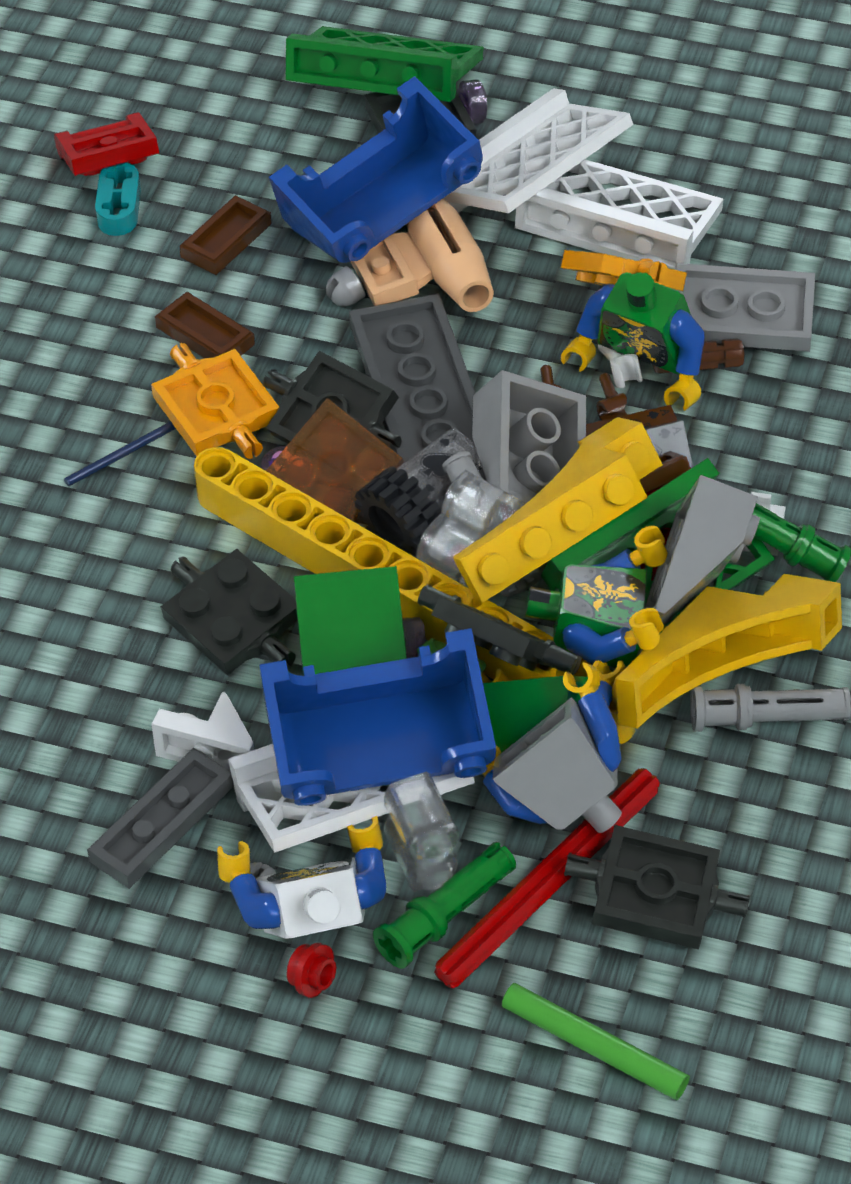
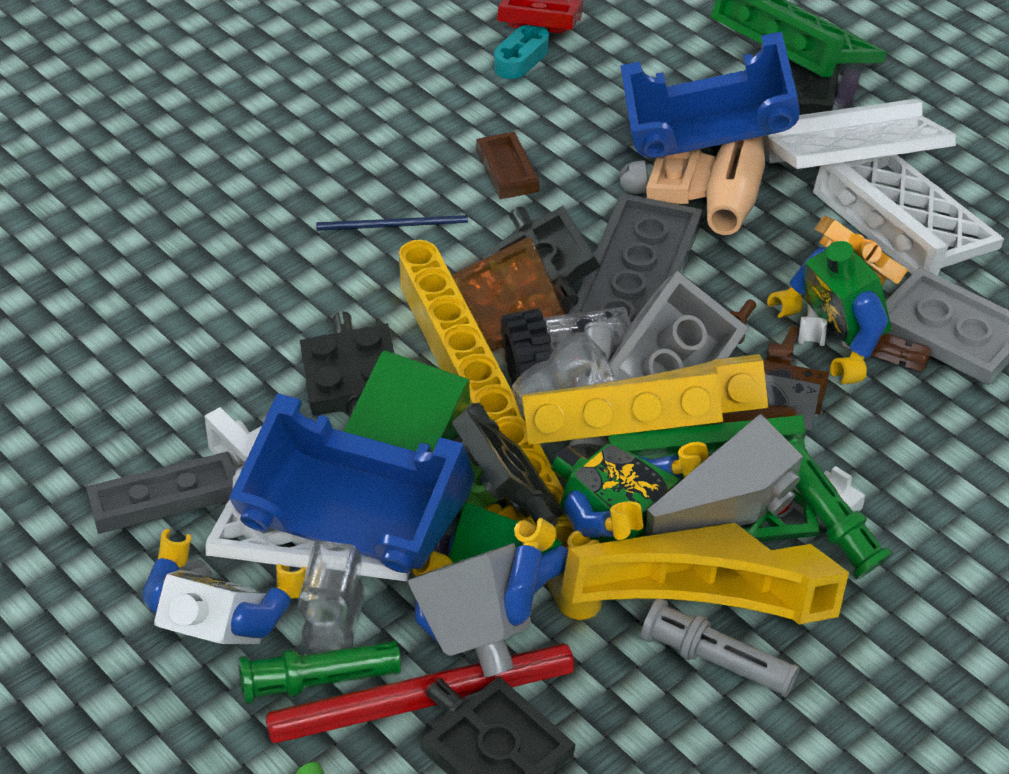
camera: 30 degrees right, 5 degrees down
(215, 401) = (467, 214): light orange plate -> none
(225, 235) = (580, 107): reddish brown tile -> none
(311, 969) = (170, 665): red plate -> none

